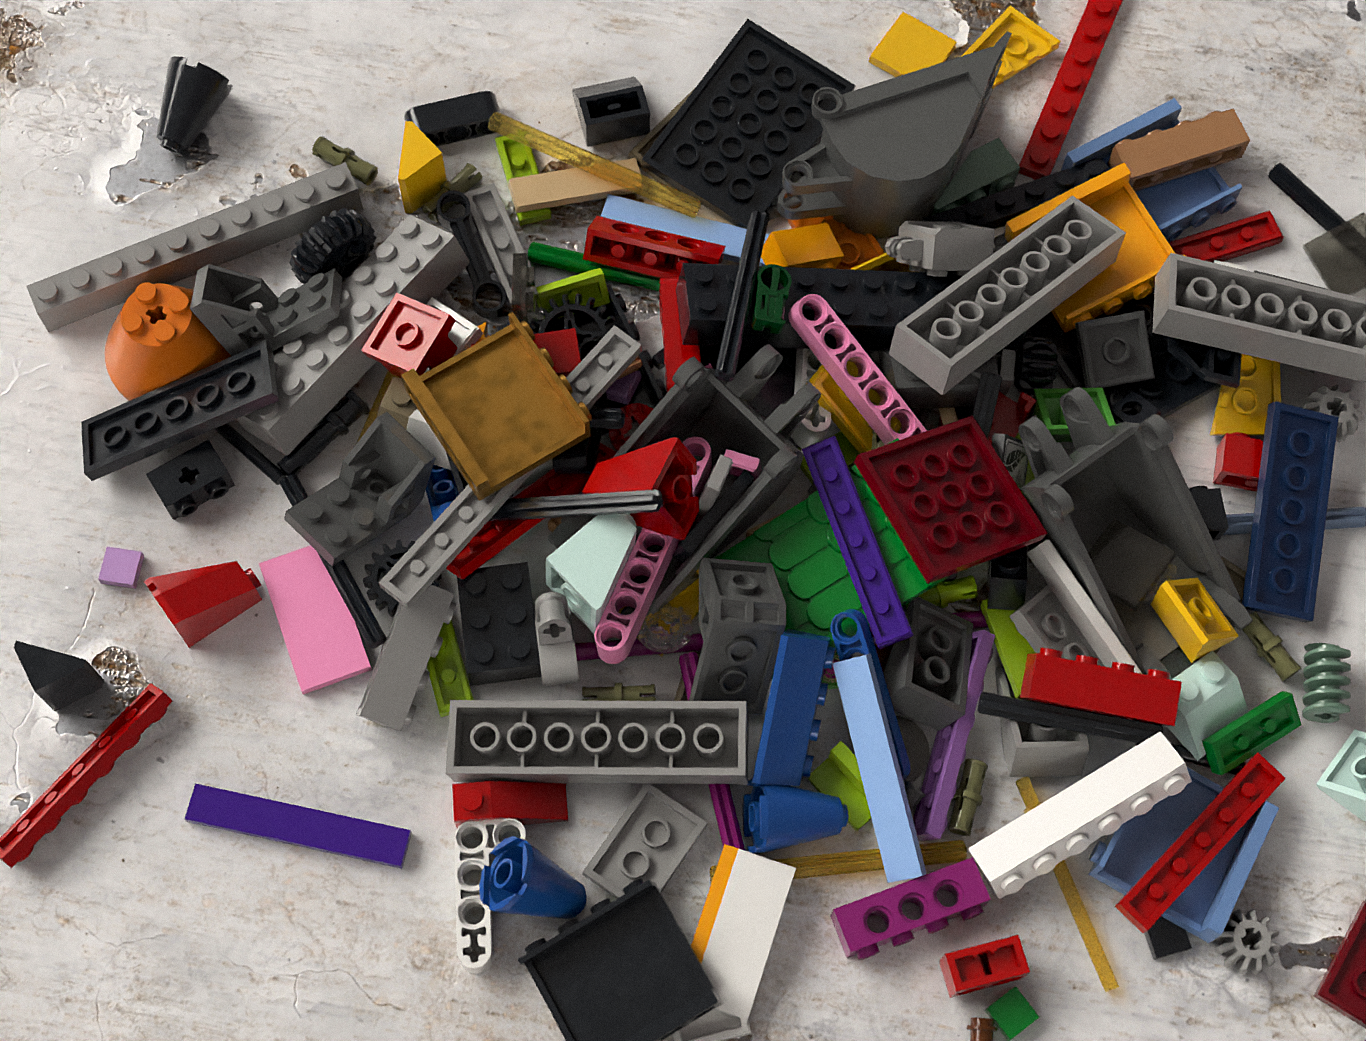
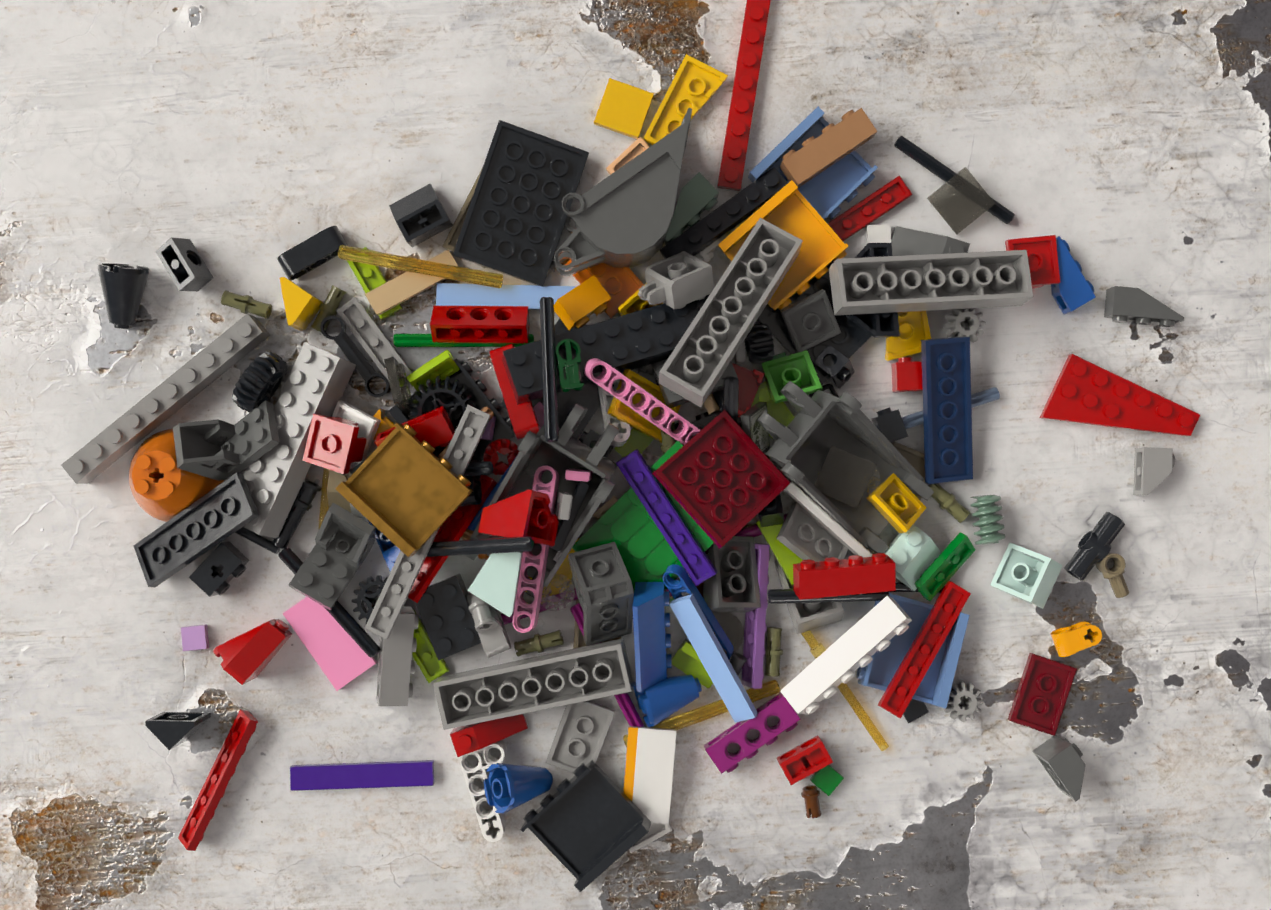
camera: 10 degrees left, 20 degrees up
(281, 91) = (184, 264): none -> black brick

